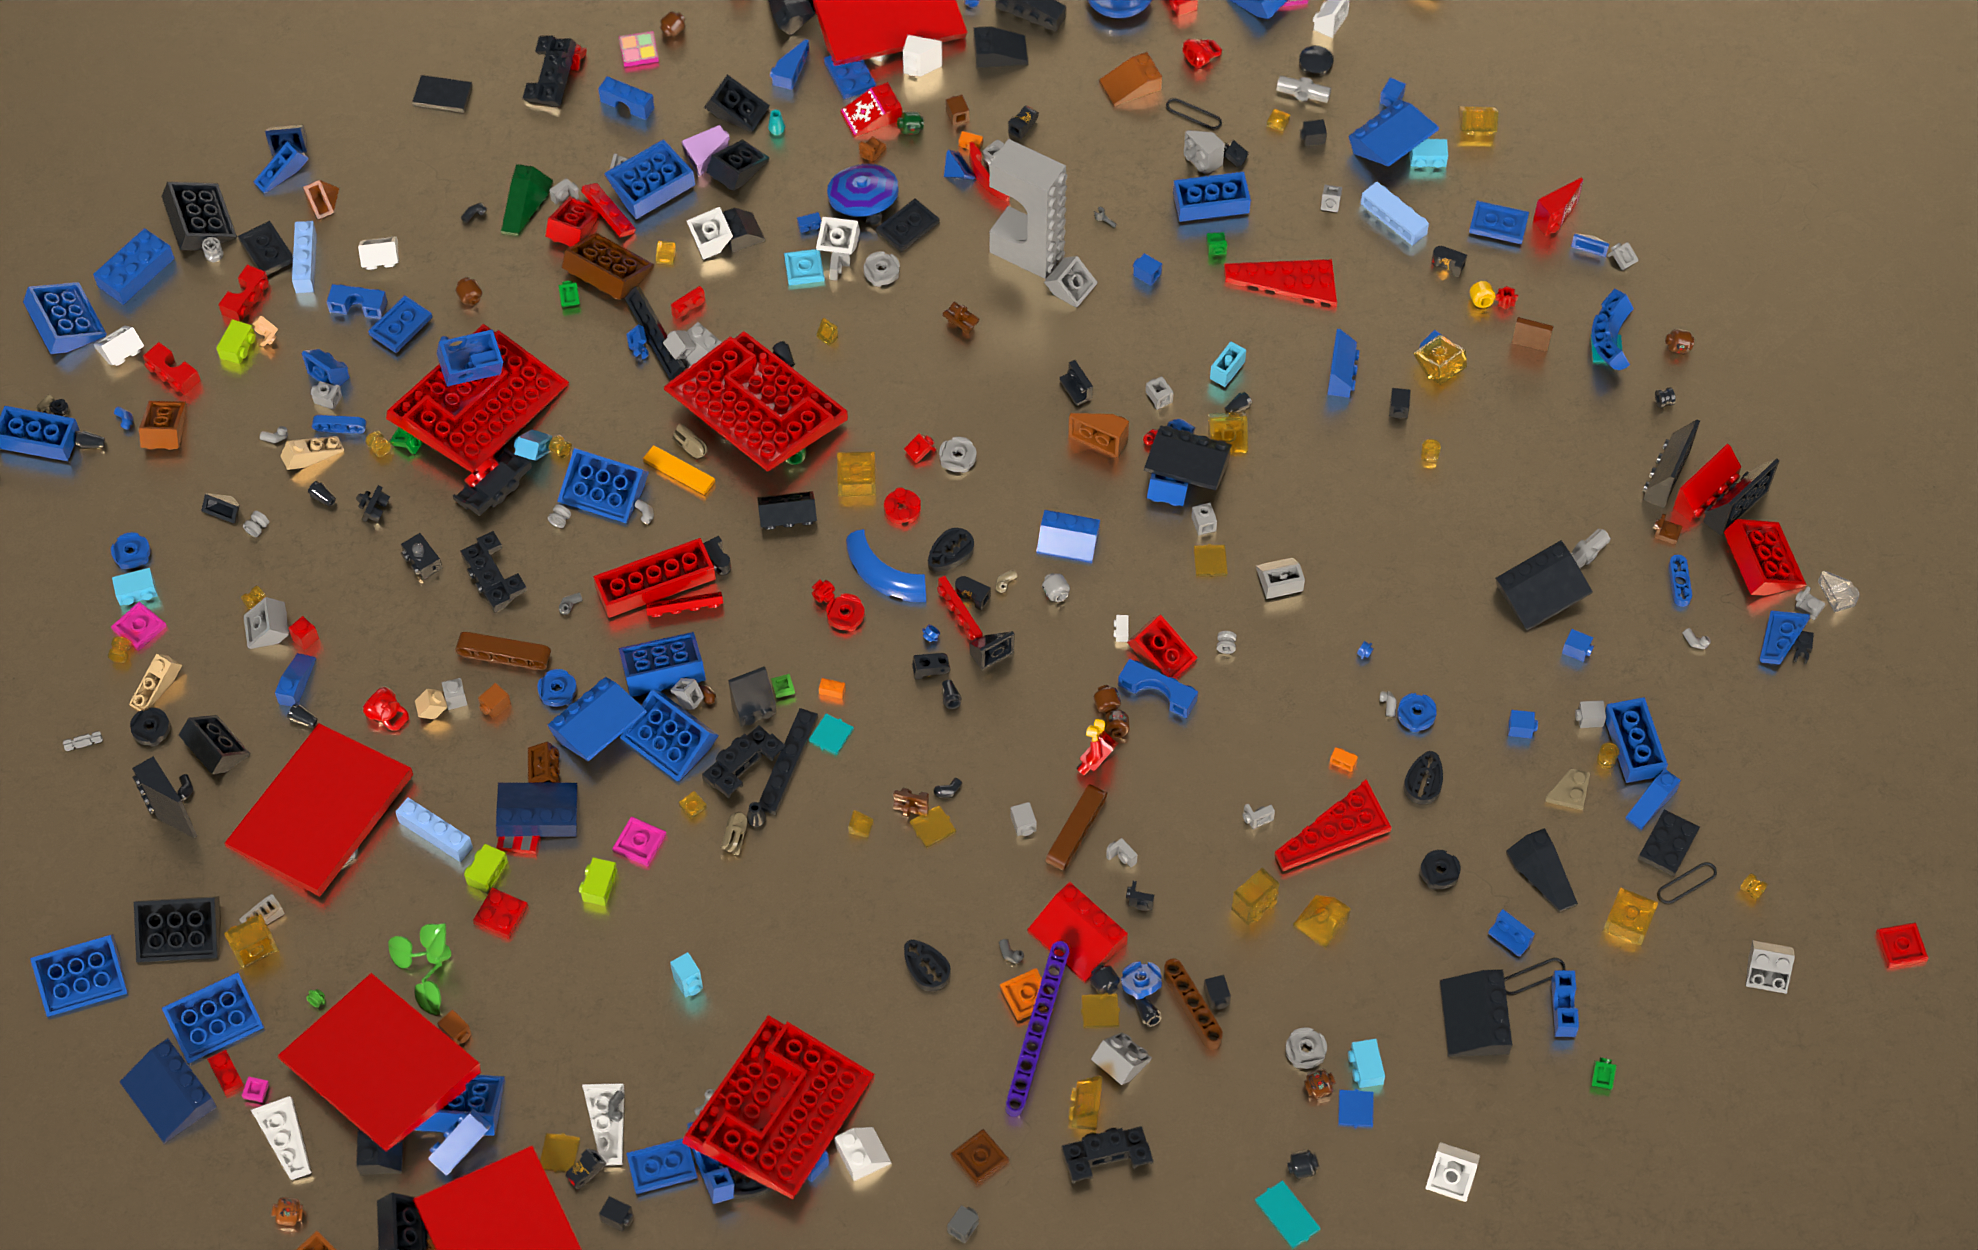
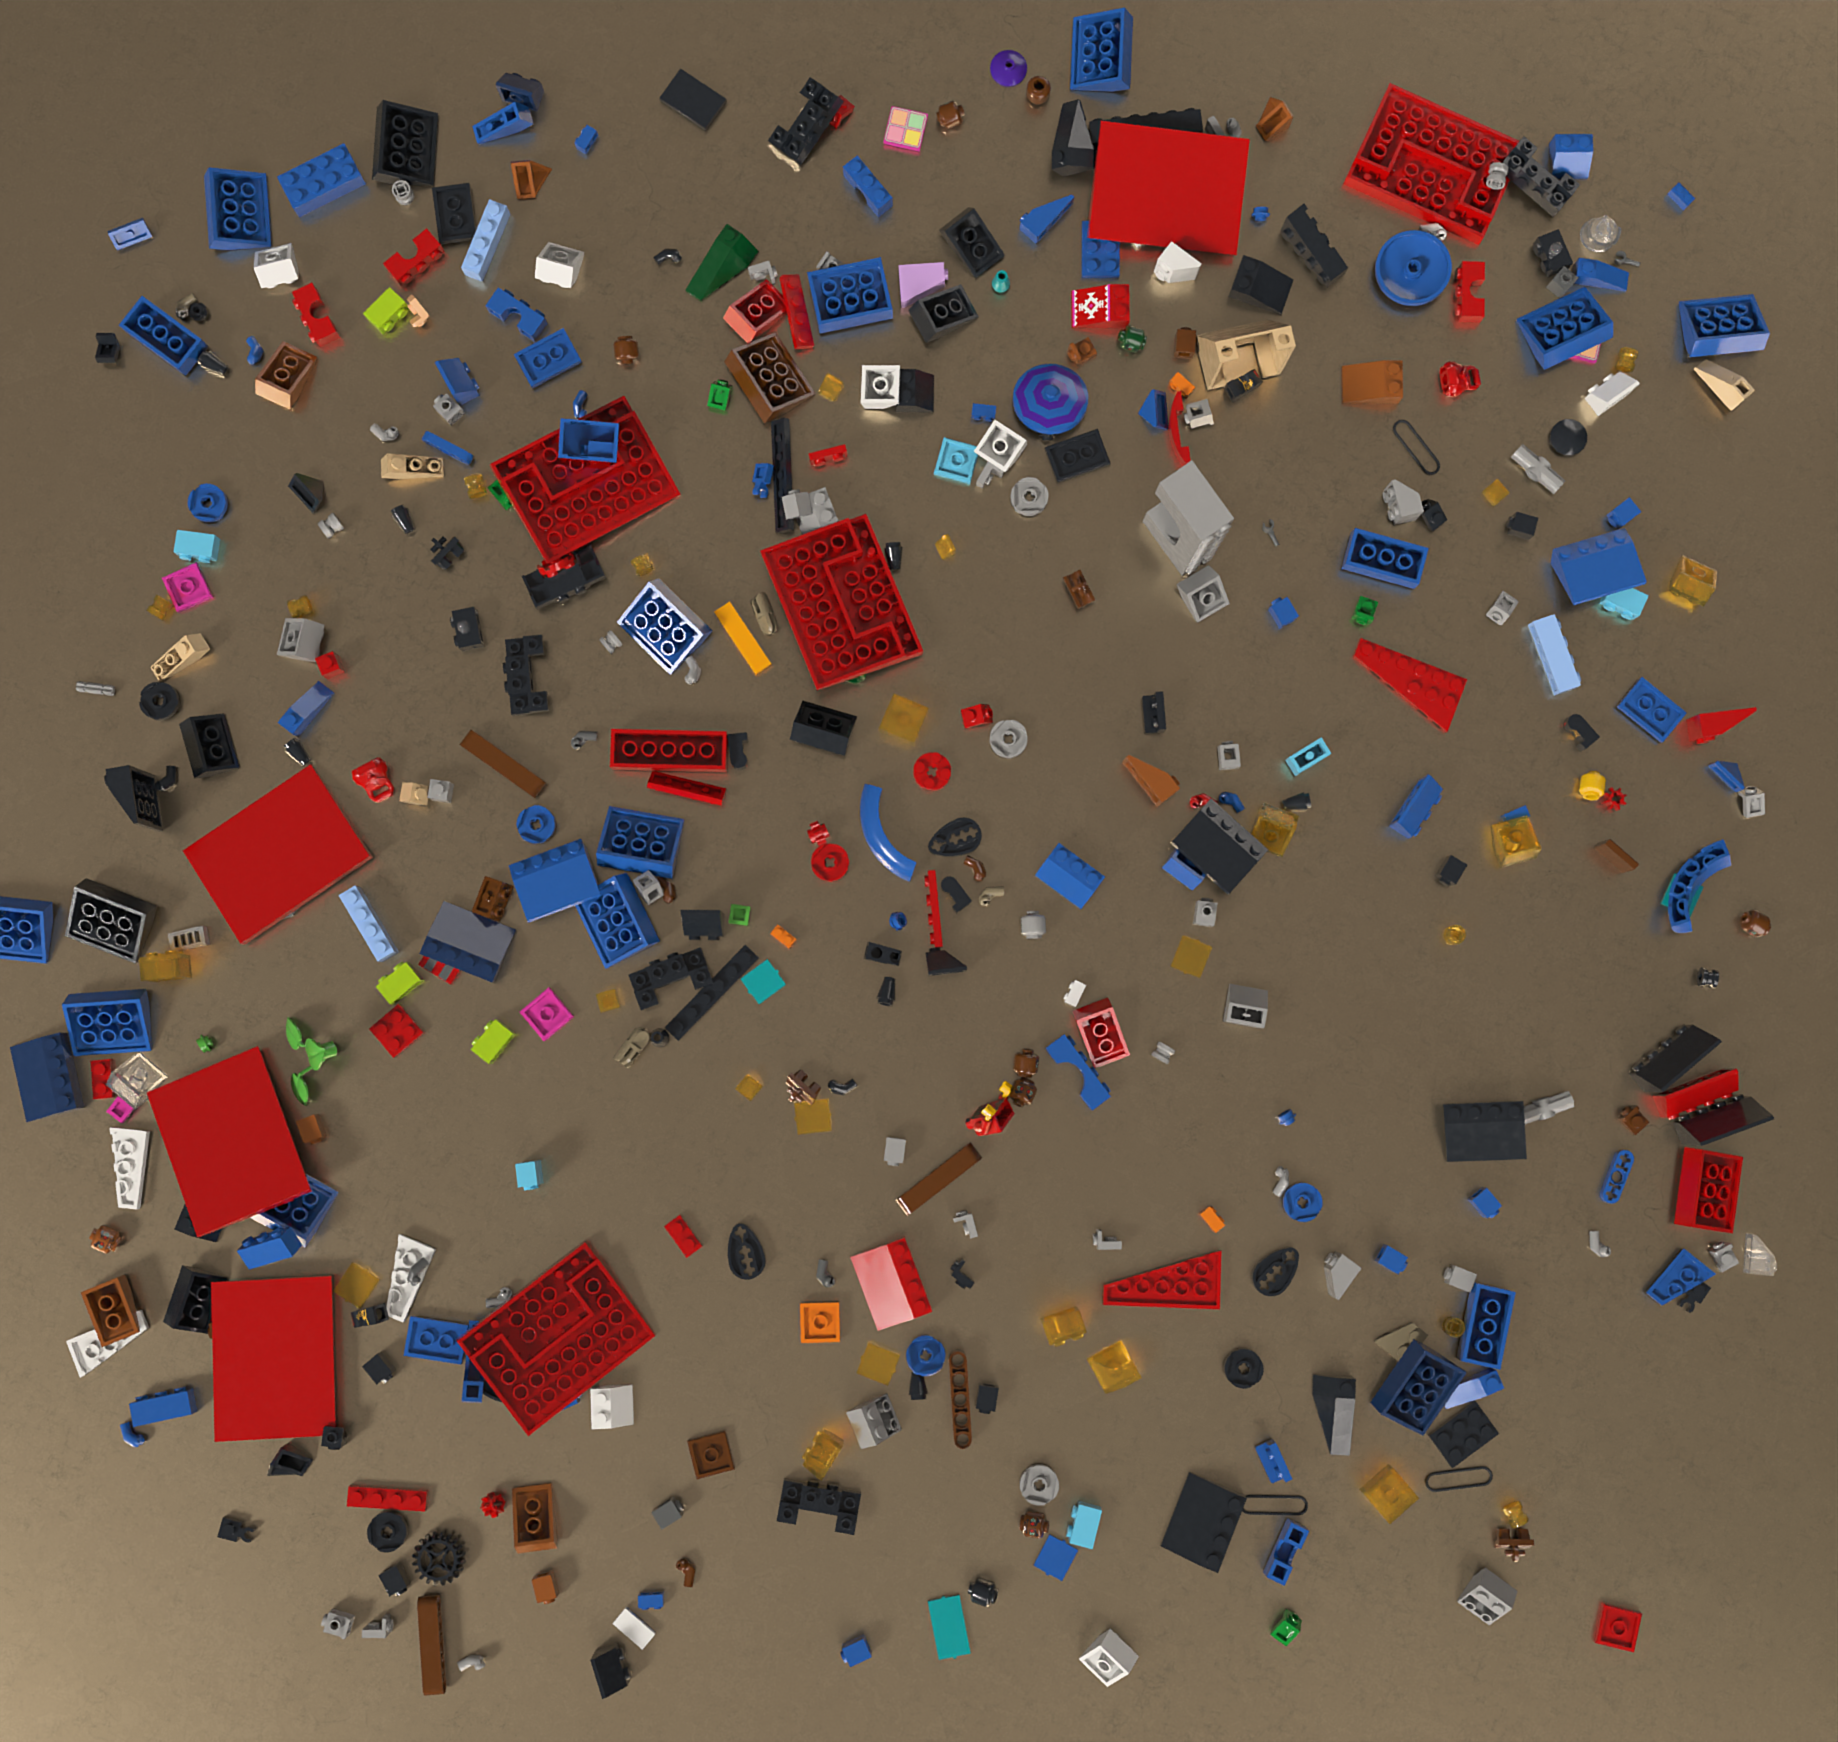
camera: 20 degrees right, 25 degrees up
(259, 1057) = (135, 1079): none -> clear slope
(361, 153) = (586, 139): none -> blue piece
(494, 701) = (473, 814): dark orange brick -> none
(532, 445) = (614, 556): dark azure brick -> none
(860, 976) = (683, 1236): none -> red plate
(980, 563) = (977, 866): none -> reddish brown arm
(1024, 71) = (1272, 344): none -> tan windscreen
(1032, 1036) = (807, 1373): dark purple beam -> none
(1104, 979) = (893, 1341): black head -> none
(1480, 749) = (1339, 1273): none -> light grey slope
(1605, 815) = (1418, 1387): none -> dark blue slope
(1767, 912) = (1523, 1541): none -> reddish brown hips

